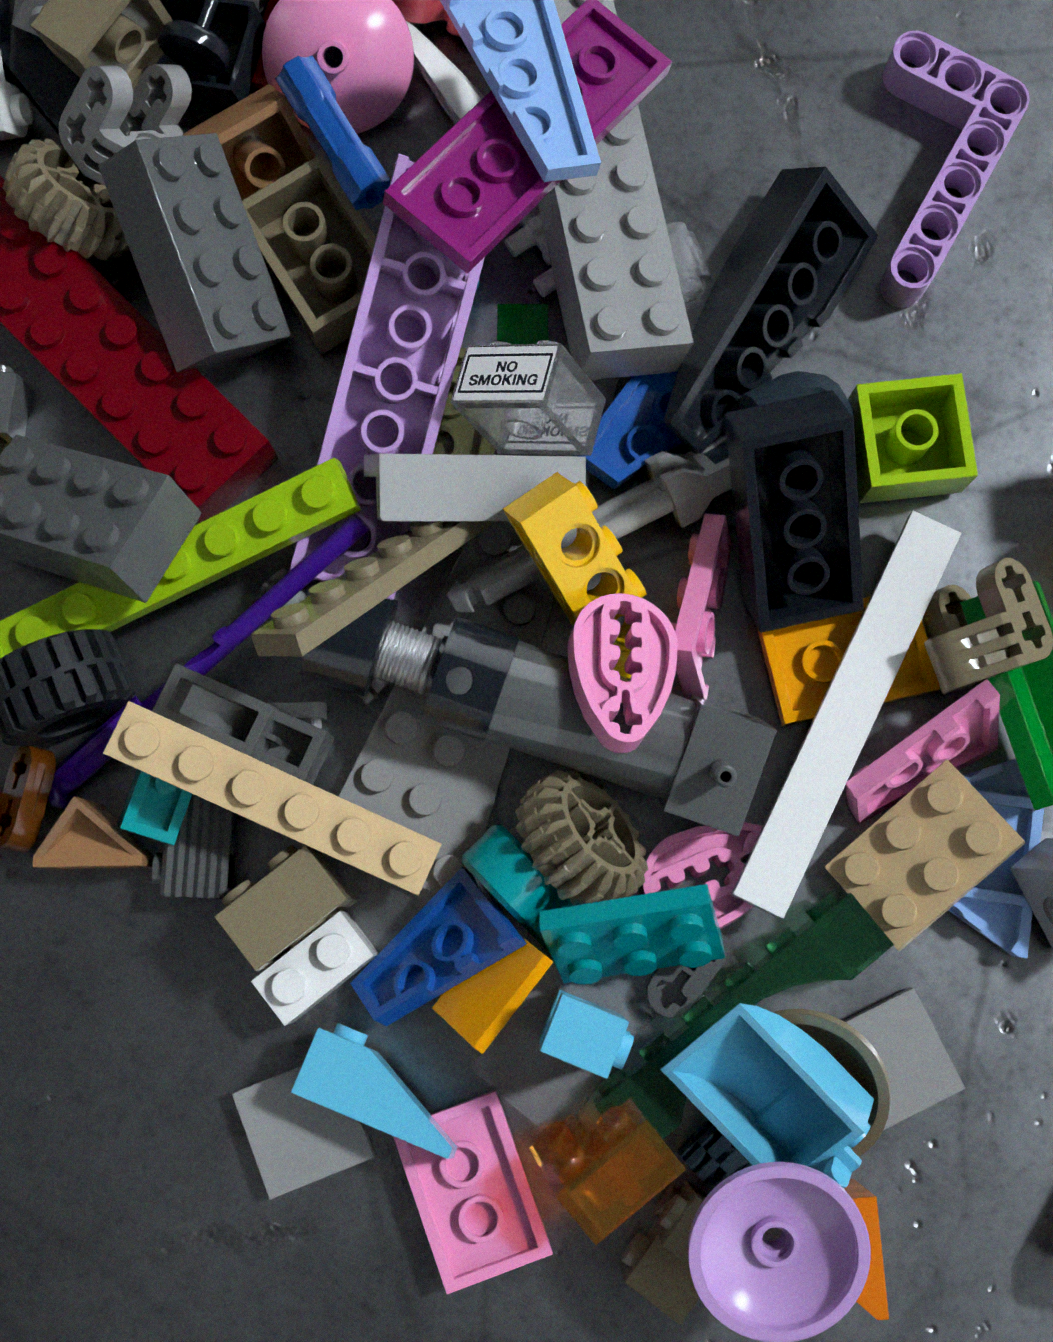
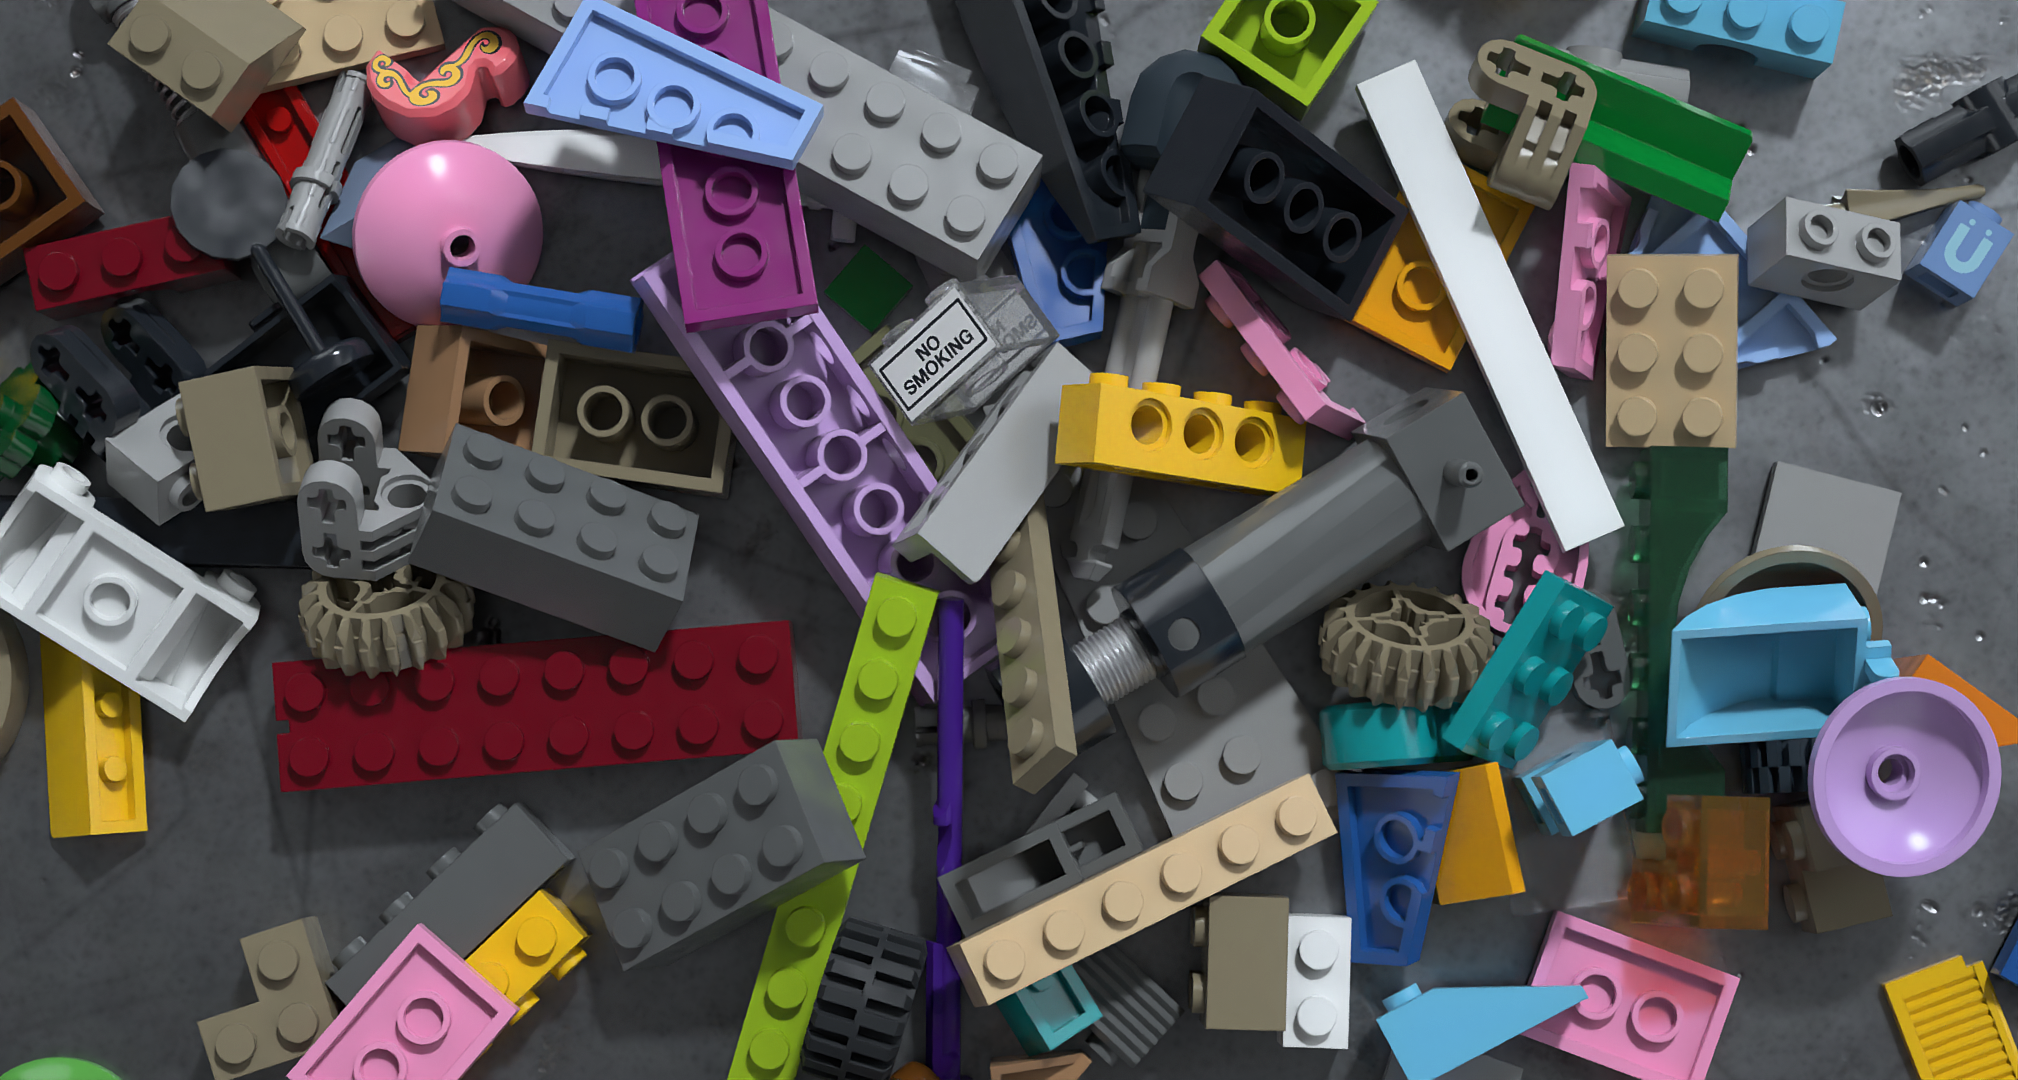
camera: 50 degrees left, 5 degrees up
(649, 662) = (1308, 449): bright pink piece -> none

